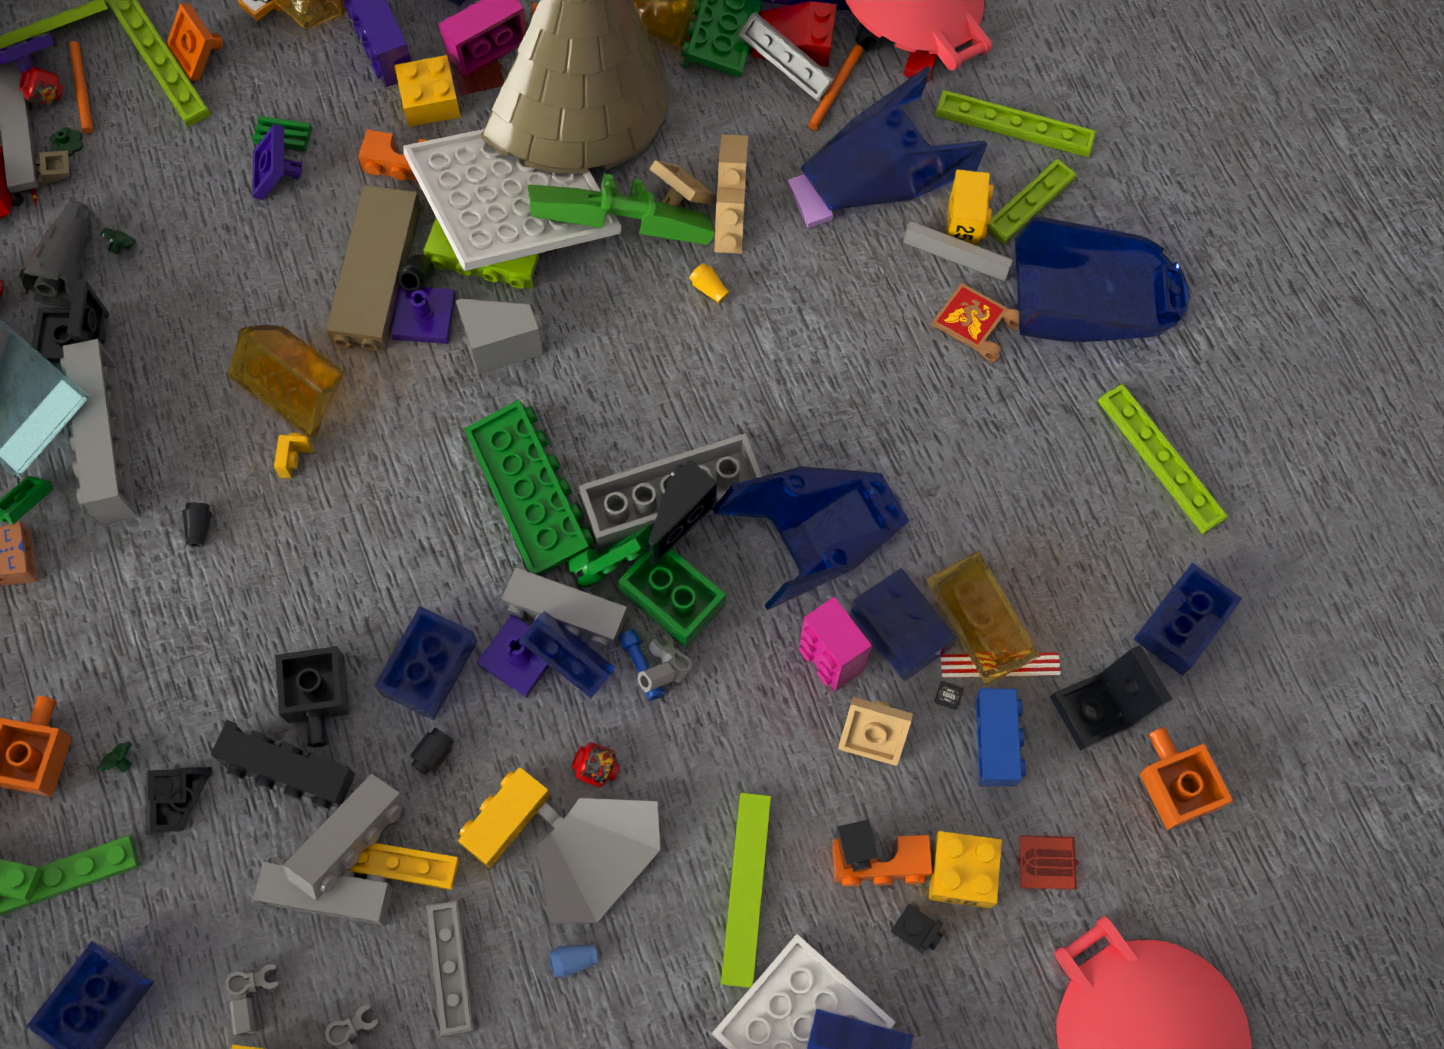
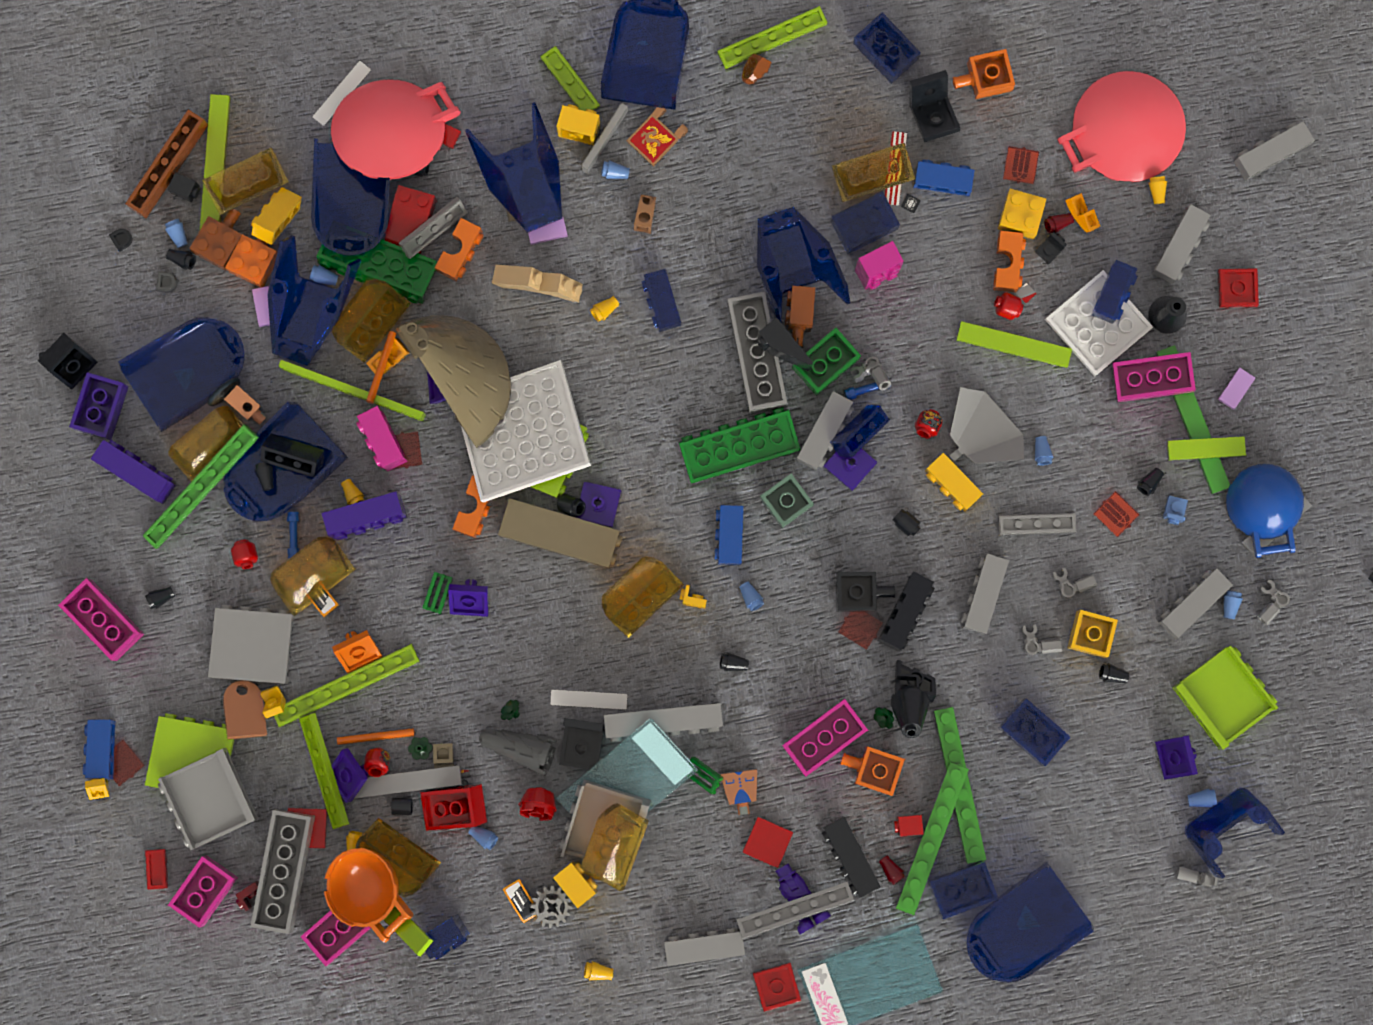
camera: 80 degrees left, 15 degrees up
(78, 667) = (824, 737): none -> dark pink brick
(115, 789) = (910, 709): none -> black cone
(139, 341) = (588, 699): none -> white sticker
(258, 706) = (860, 628): none -> clear red piece
(299, 535) = (751, 597): none -> medium blue cone
(343, 837) = (956, 576): light grey brick -> none
(390, 492) = (729, 535): none -> blue brick
(408, 866) = (972, 551): yellow plate -> none
(411, 15) = (351, 492): none -> yellow cone
(426, 663) = (851, 519): clear blue brick -> none
(427, 91) = (421, 485): yellow brick -> none
(447, 563) = (786, 501): none -> sand green brick
(500, 332) = (628, 452): light grey slope -> none
(590, 207) = (546, 352): bright green piece -> none
(597, 565) = (798, 394): green plate -> none
(681, 185) = (529, 315): tan tile -> none
(733, 355) = (661, 300): none -> clear blue brick
(743, 543) = (801, 311): none -> dark orange brick
(781, 103) = (454, 265): none -> orange arch
(807, 868) = (1008, 306): none -> red head
(835, 87) = (450, 193): orange bar -> none
(836, 899) = (1026, 293): none -> light grey sticker
(857, 846) = (1004, 273): black brick -> none
(858, 317) = (645, 214): none -> medium nougat leg
(875, 730) = (931, 251): tan tile -> none
(913, 269) = (612, 170): none -> medium blue cone
(963, 935) = (1058, 222): none -> dark red cone
(982, 975) = (1085, 218): none -> light orange slope
(1015, 123) = (505, 79): lime tile -> none
(1107, 437) = (755, 69): none -> dark orange rock

